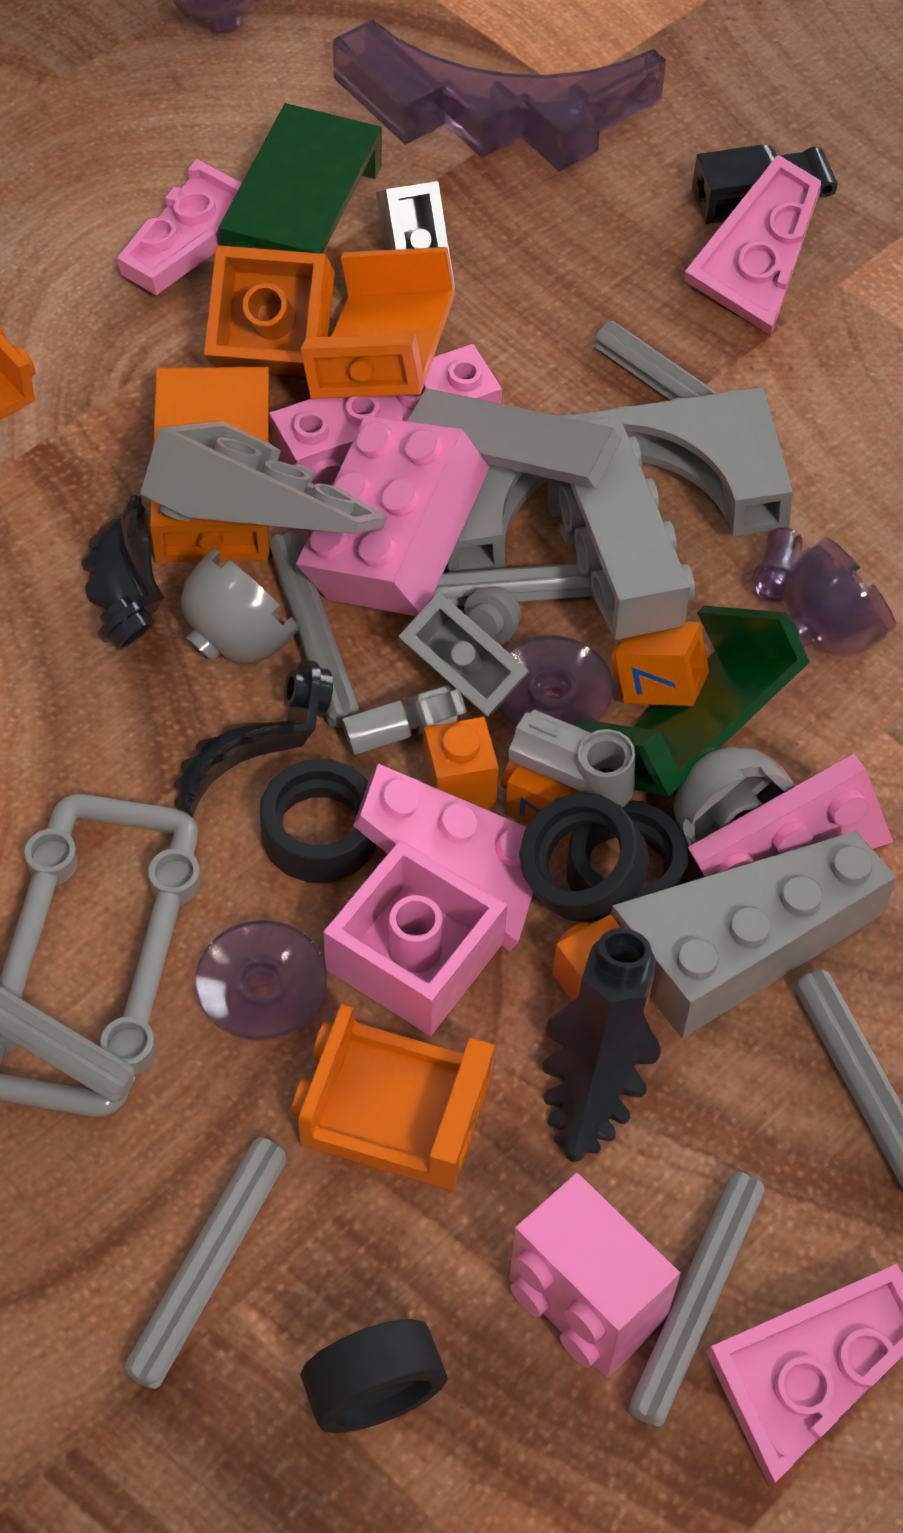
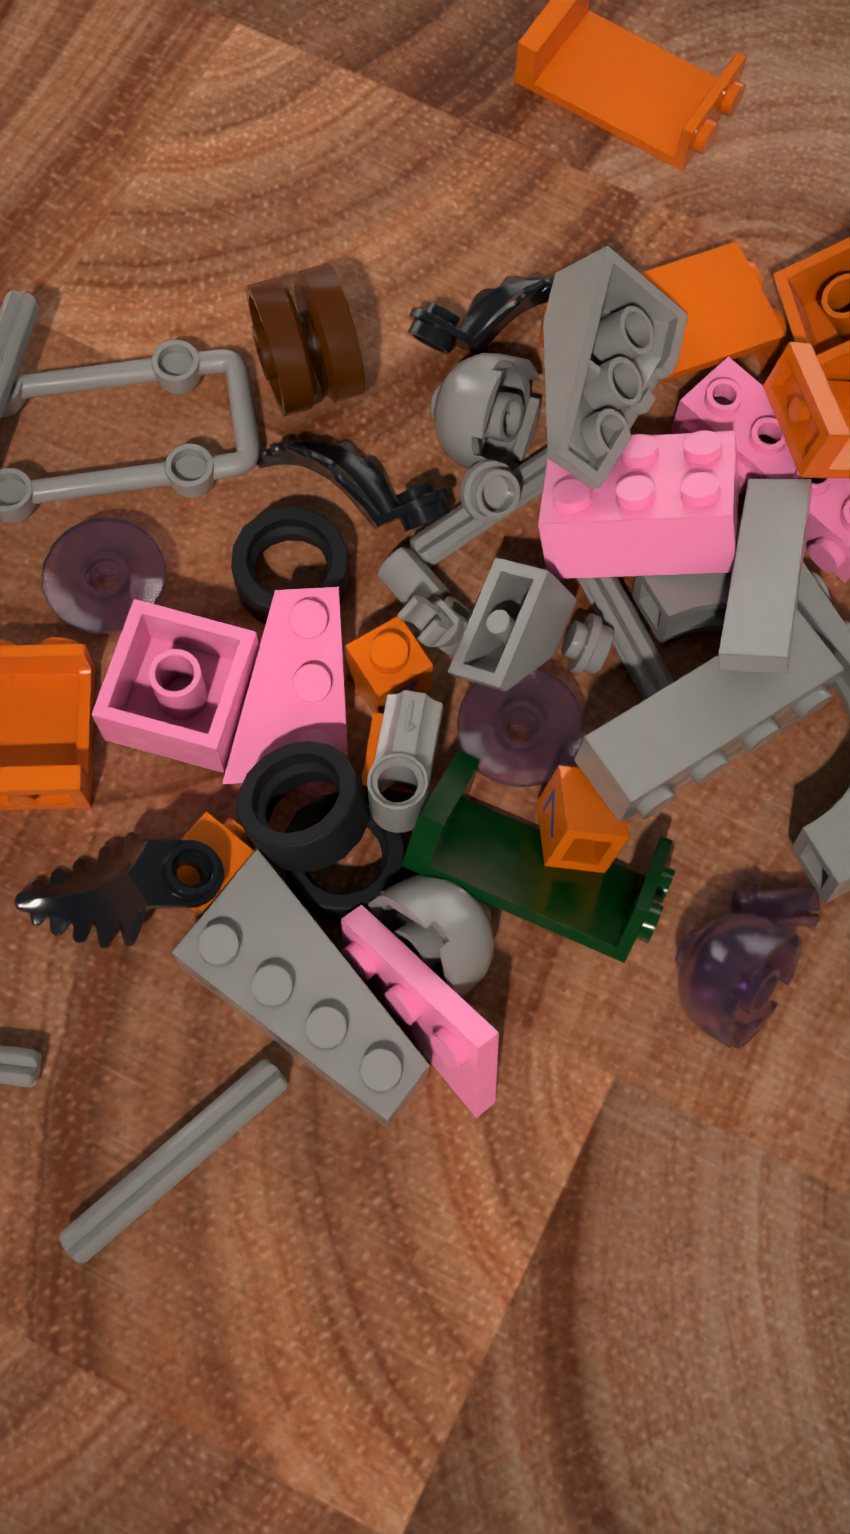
camera: 70 degrees right, 15 degrees up
(97, 720) = (313, 338): none -> reddish brown wheel
(320, 629) = (489, 491): none -> light grey plate

